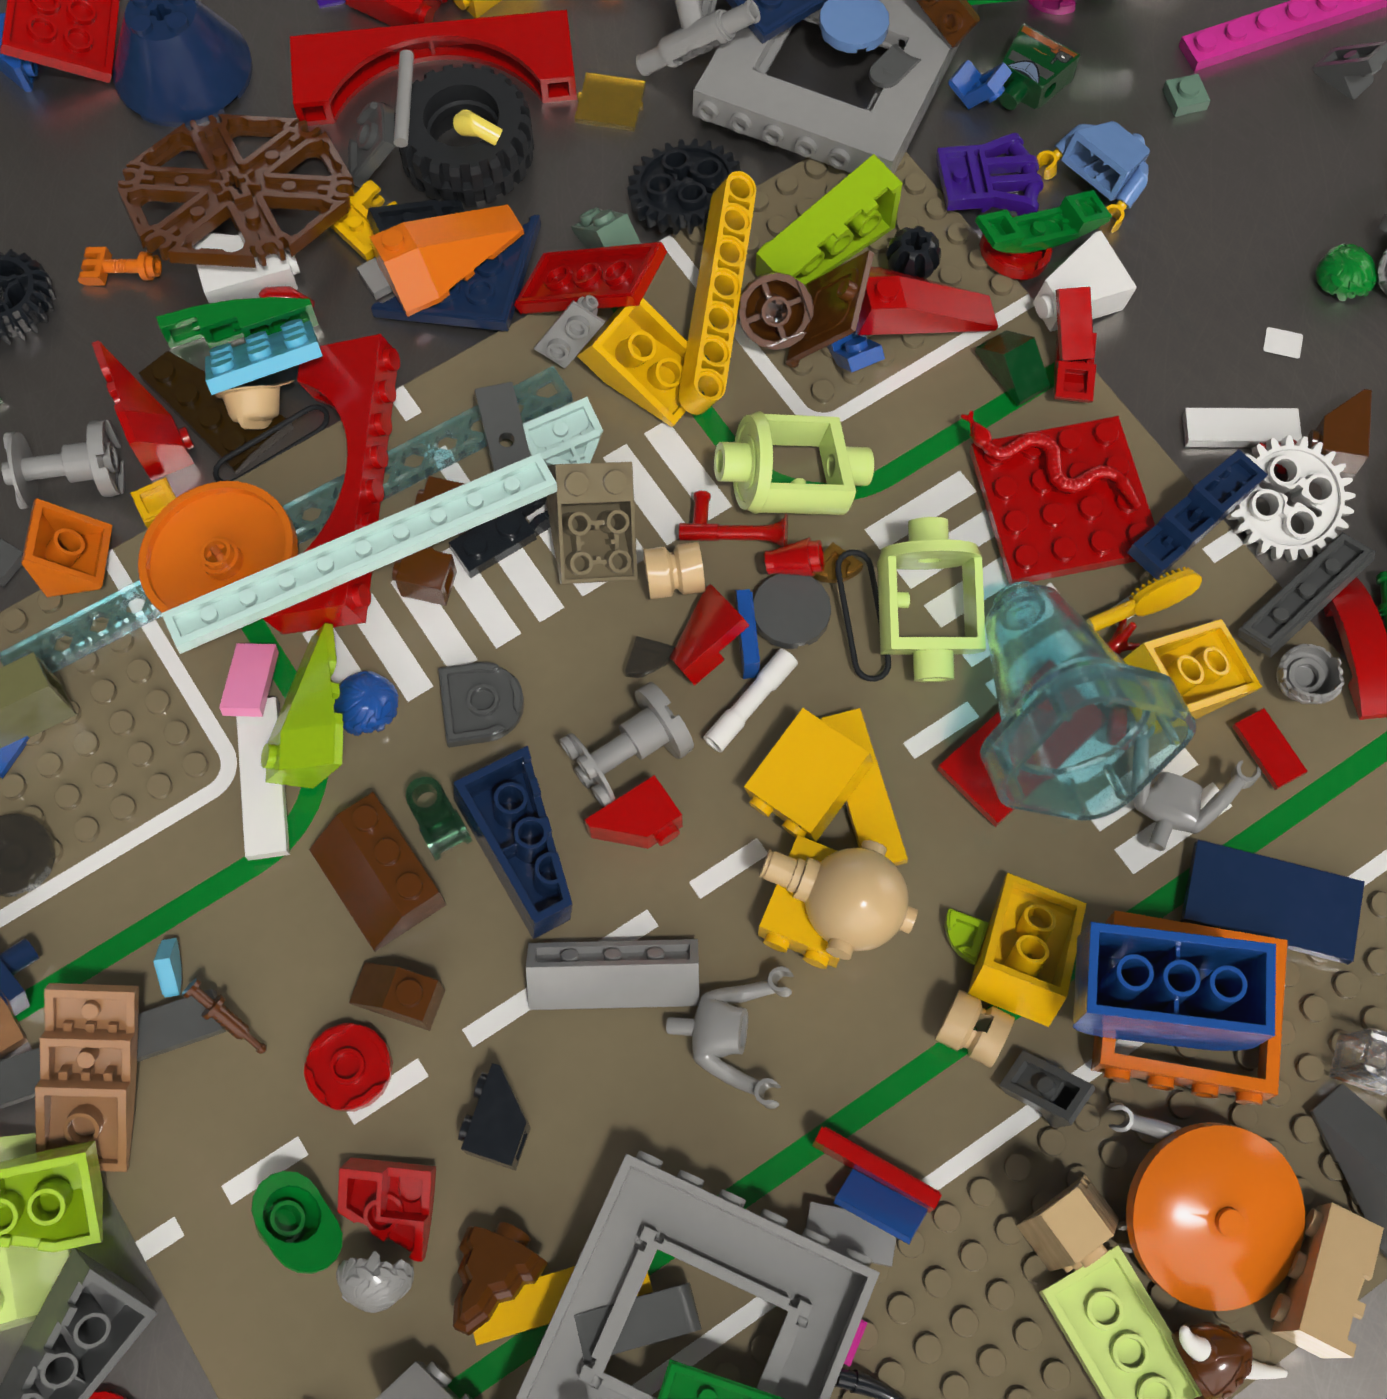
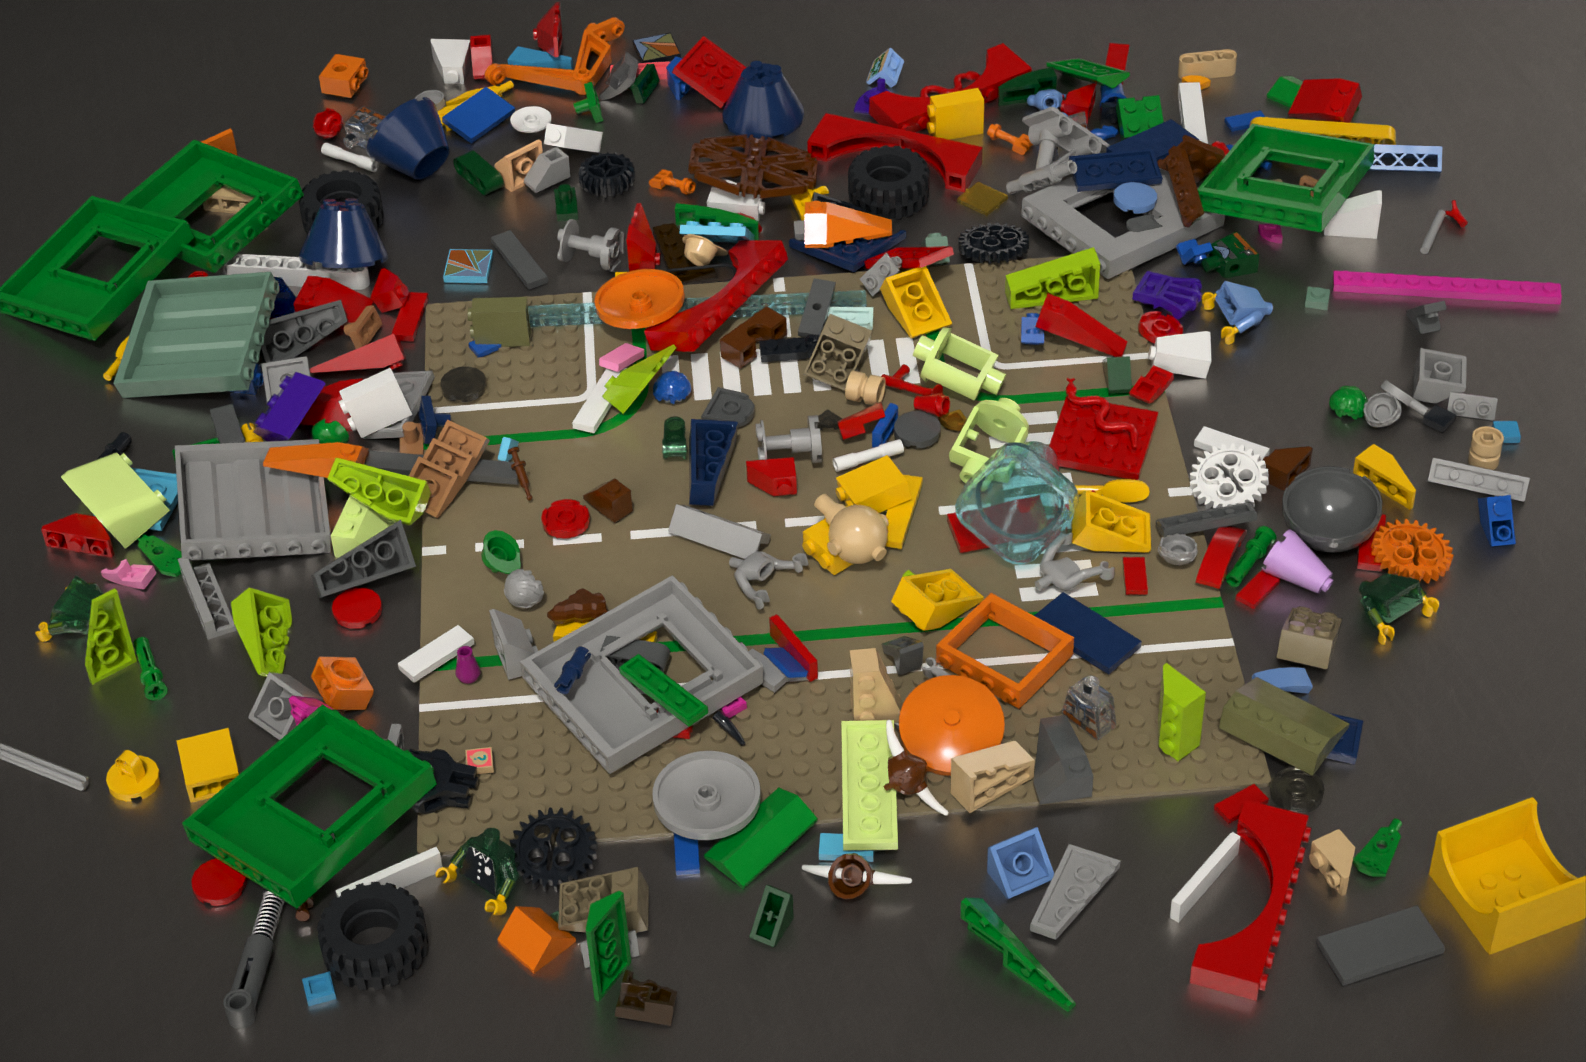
camera: 30 degrees right, 25 degrees down
(65, 550) = (567, 277): orange slope -> none
(358, 553) = (709, 312): light aqua plate -> none
(372, 141) = (837, 170): dark grey tile -> none
(375, 872) = (631, 449): reddish brown slope -> none
(390, 1200) = (551, 570): red slope -> none
(403, 99) = (862, 150): light grey bar -> none
(471, 125) = (888, 170): light yellow arm -> none
(498, 1123) = (620, 561): black slope -> none
(717, 293) = (971, 283): yellow beam -> none
(775, 310) = (996, 300): reddish brown cylinder -> none
(836, 306) = (1034, 296): reddish brown container -> none
(867, 559) = (942, 445): black piece -> none
(914, 252) = (1096, 305): black piece -> none
(959, 1032) = (884, 614): tan wheel -> none
(1046, 228) = (1175, 322): green slope -> none
(1074, 323) = (1160, 361): red piece -> none
(1174, 988) = (982, 605): blue brick -> none
(1197, 513) = (1161, 461): dark blue slope -> none
(1283, 342) = (1288, 422): white sticker -> none

